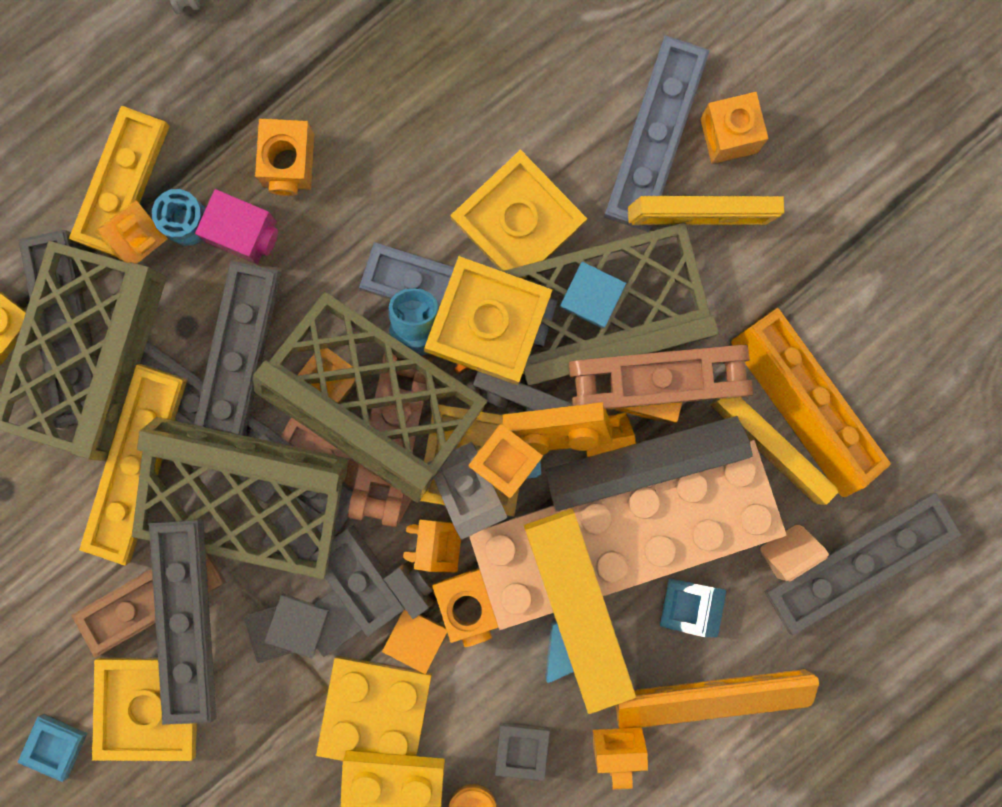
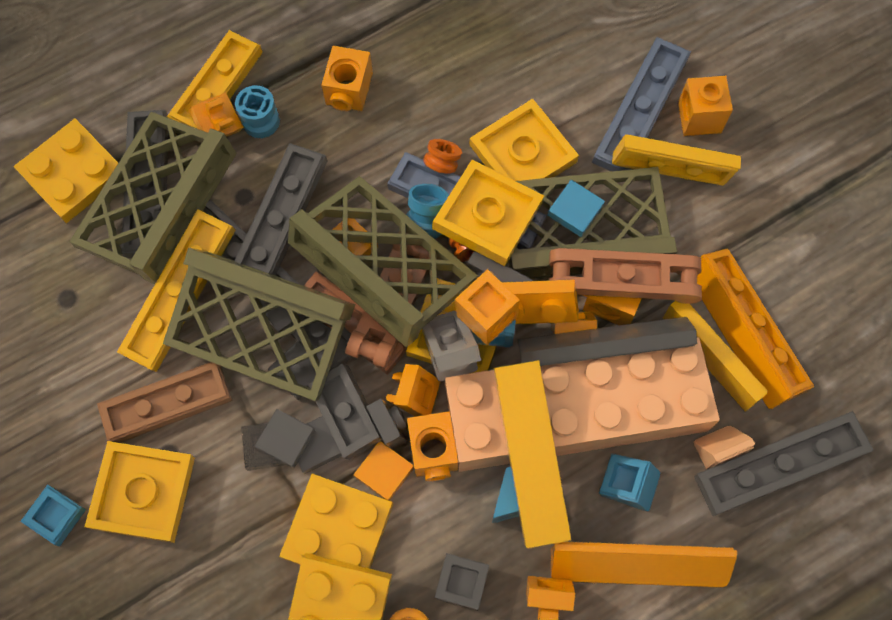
camera: 10 degrees right, 15 degrees down
(182, 622) = (189, 417): dark grey tile -> none
(237, 227) = (299, 123): dark pink brick -> none
(421, 243) = (442, 156): none -> orange bush

